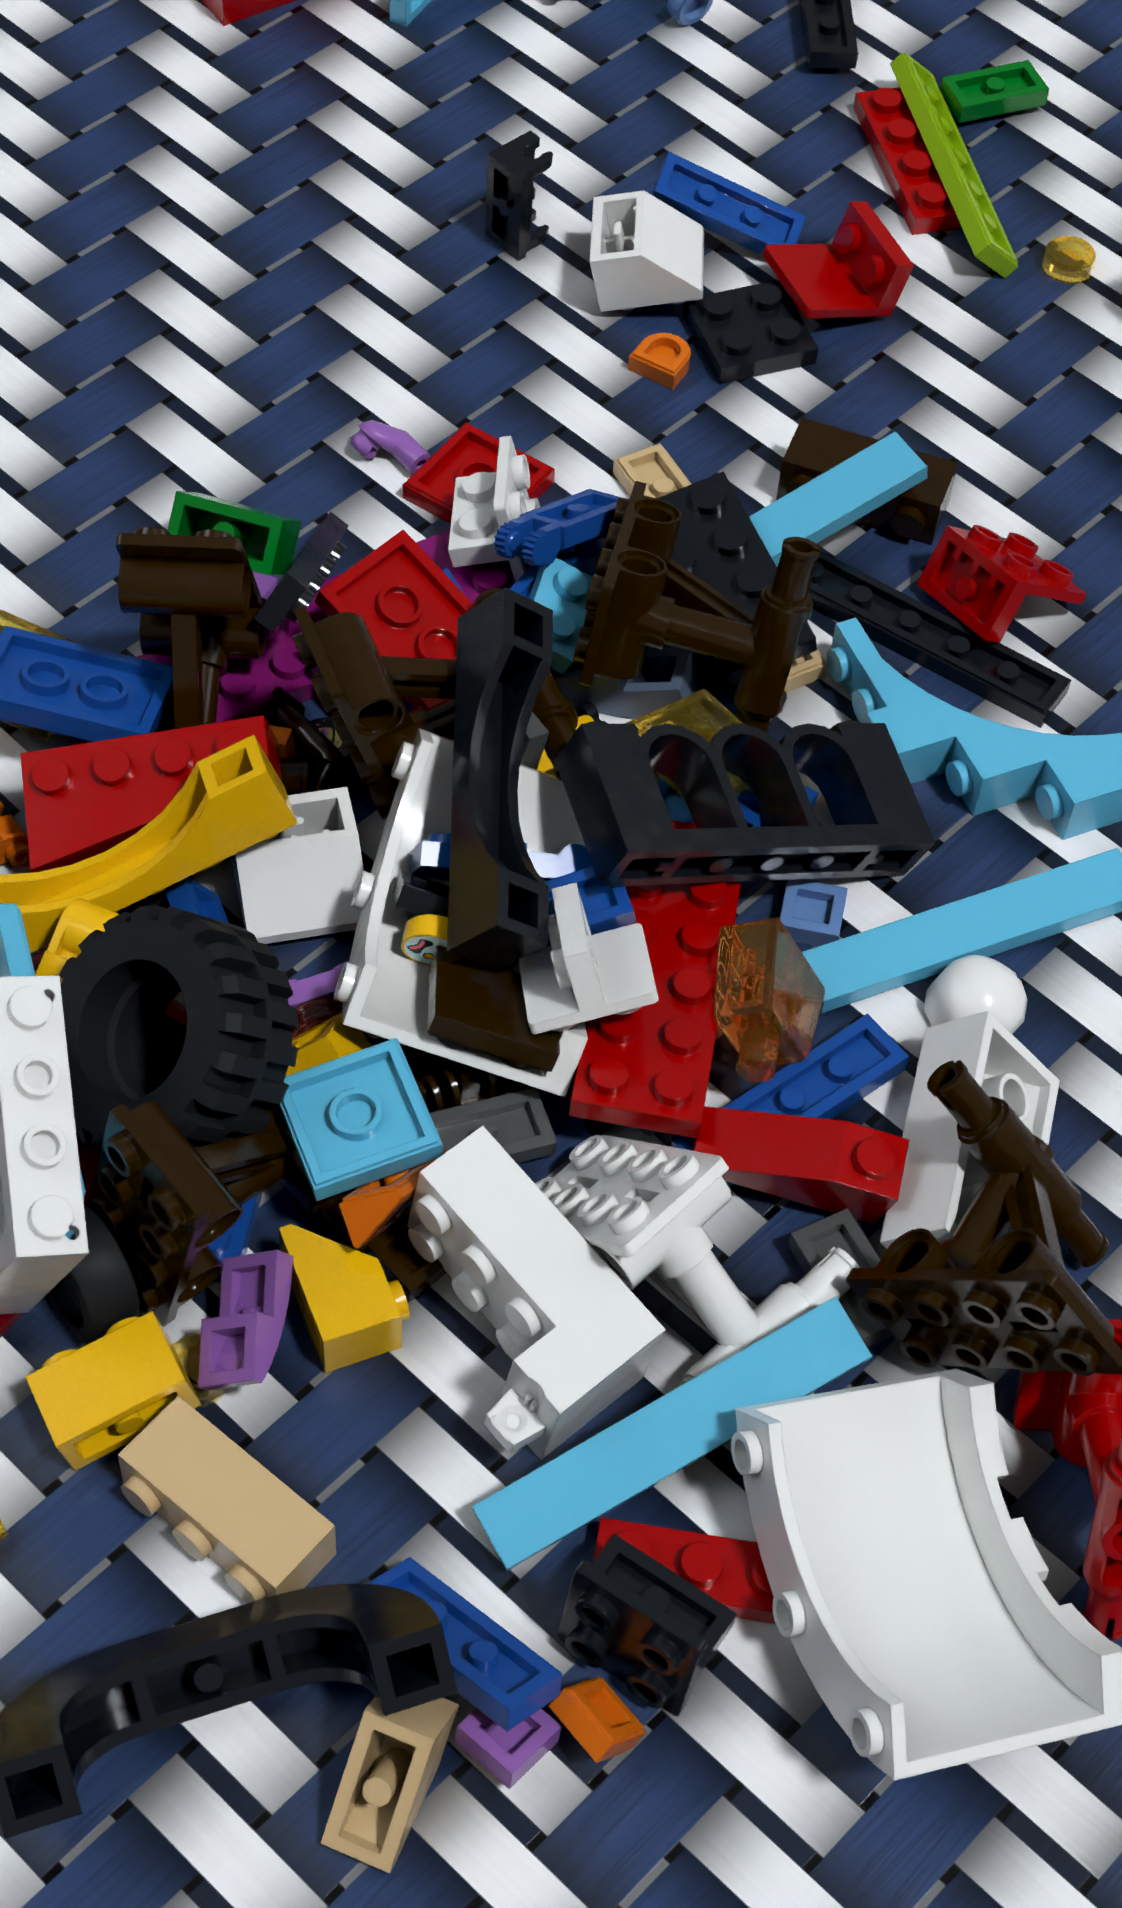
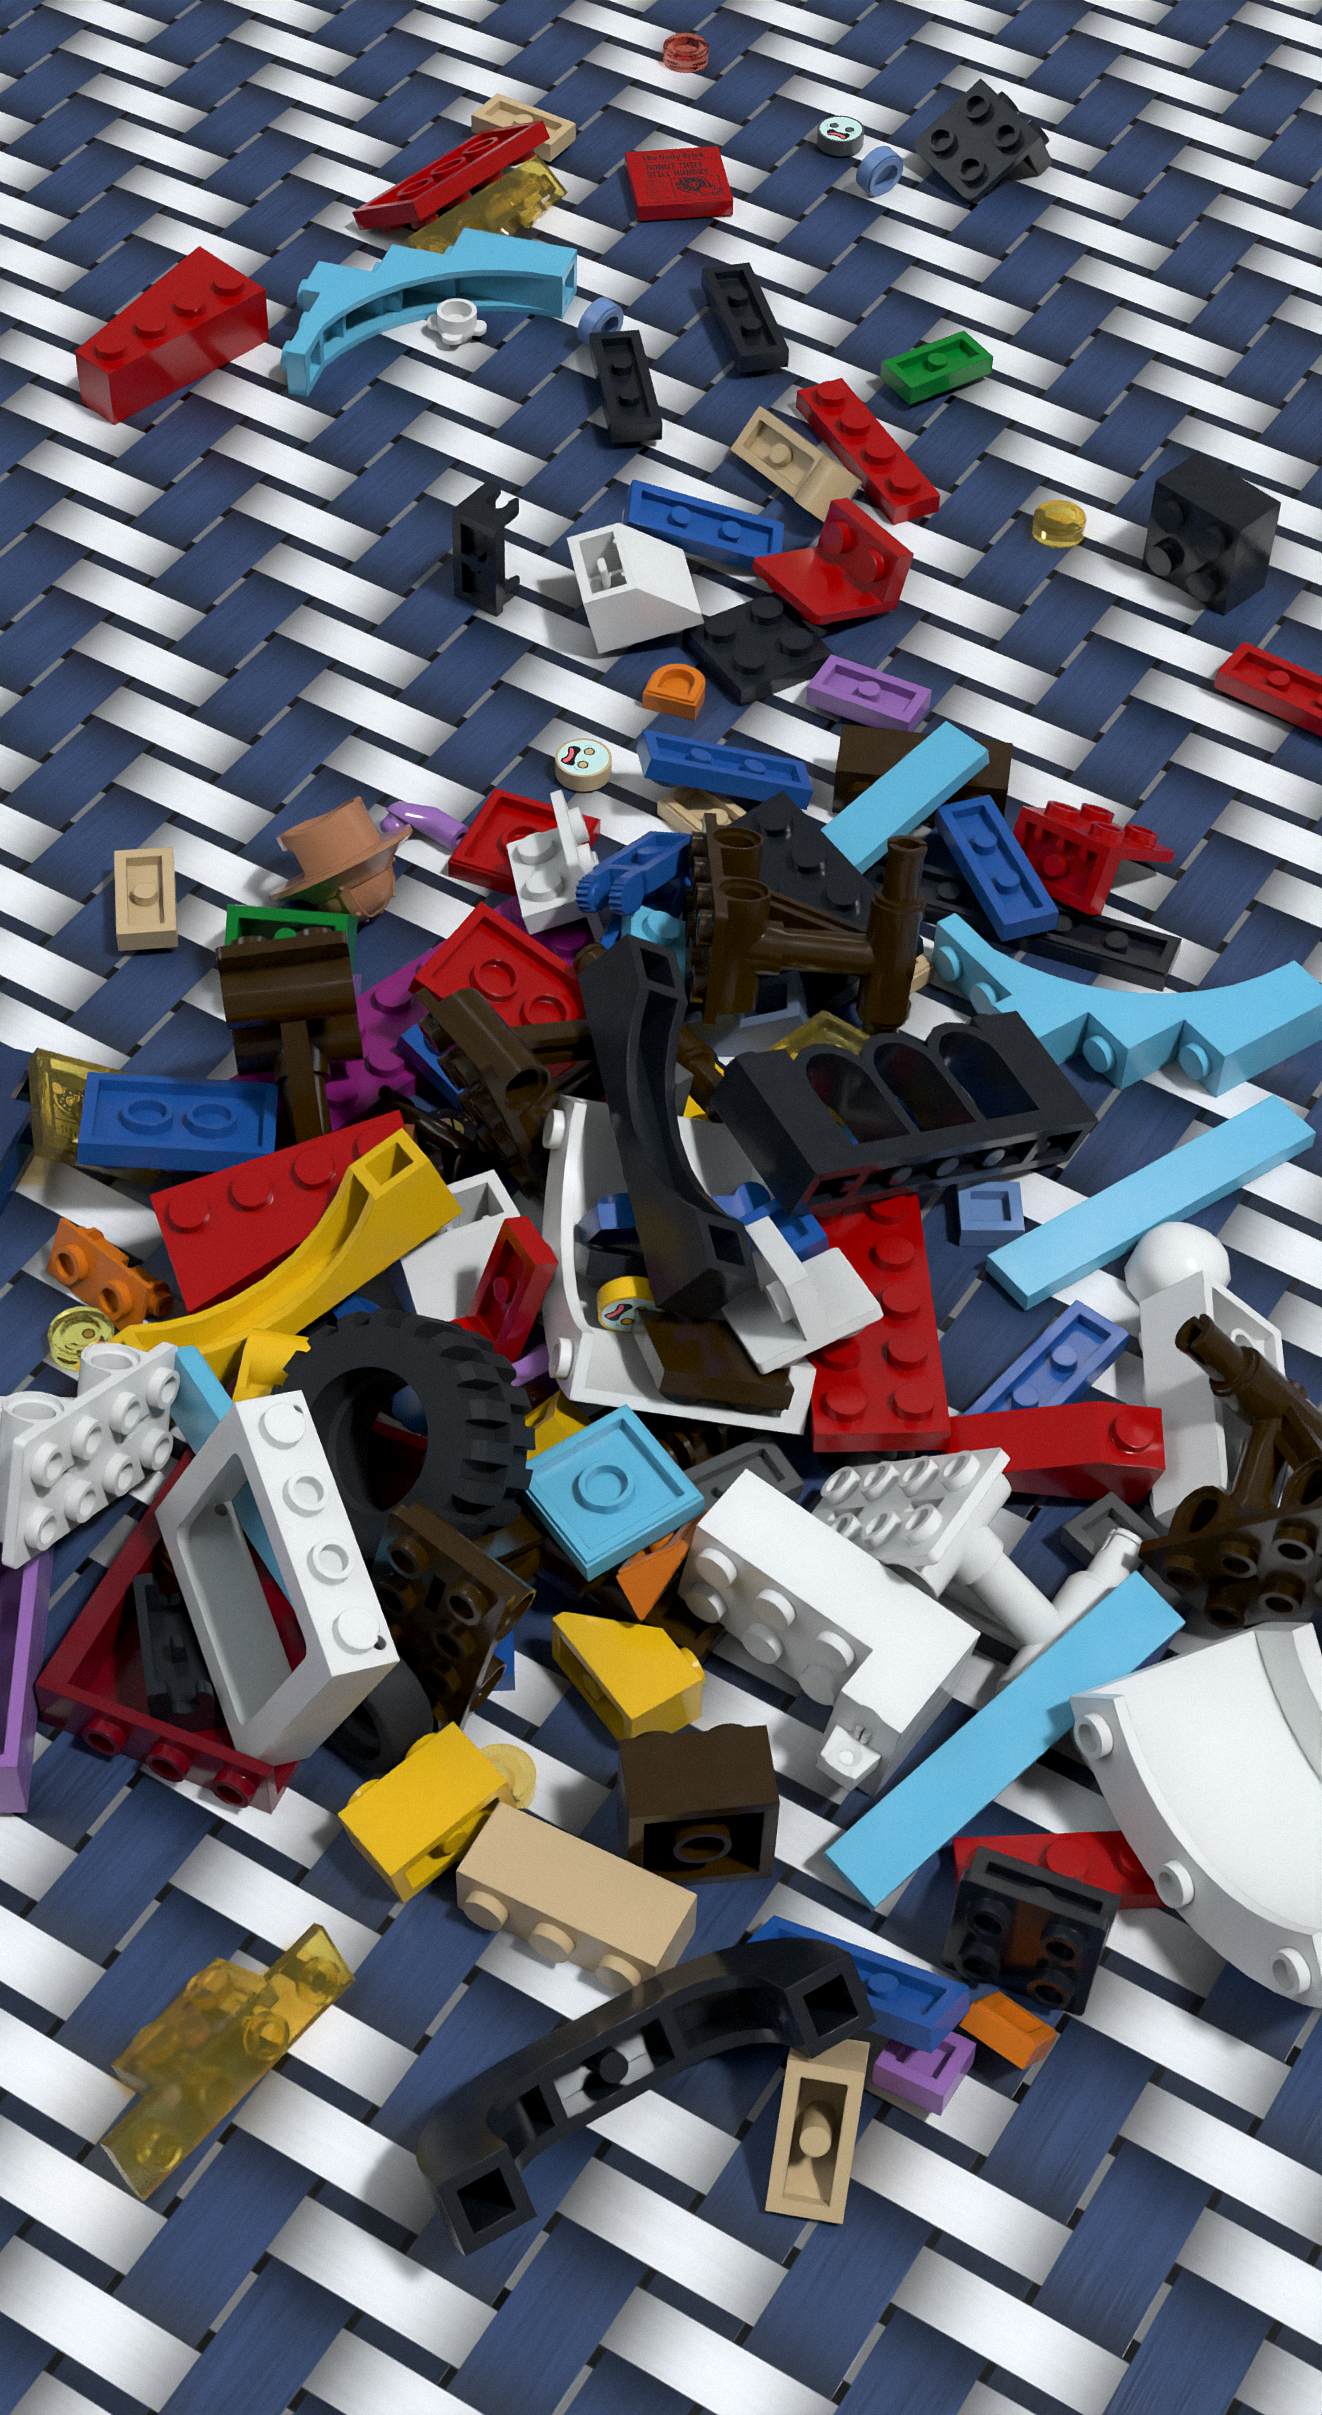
camera: 10 degrees left, 5 degrees down
(117, 471) = (145, 899): none -> tan plate
(251, 1318) = (549, 1715): medium lavender slope -> none
(299, 468) = (342, 862): none -> nougat helmet
(305, 574) = (385, 966): black plate -> none
(319, 914) = (511, 1287): none -> red plate
(358, 1438) = (699, 1804): none -> dark brown brick
(555, 414) = (583, 764): none -> tile
(679, 441) = (721, 769): none -> blue plate
(697, 63) = (625, 386): none -> black plate
(765, 997) = (982, 1325): clear orange torso -> none
(831, 160) = (794, 463): none -> tan plate
(839, 394) = (867, 695): none -> medium lavender plate
(909, 581) = (996, 868): none -> blue plate
(954, 166) = (919, 448): lime tile -> none

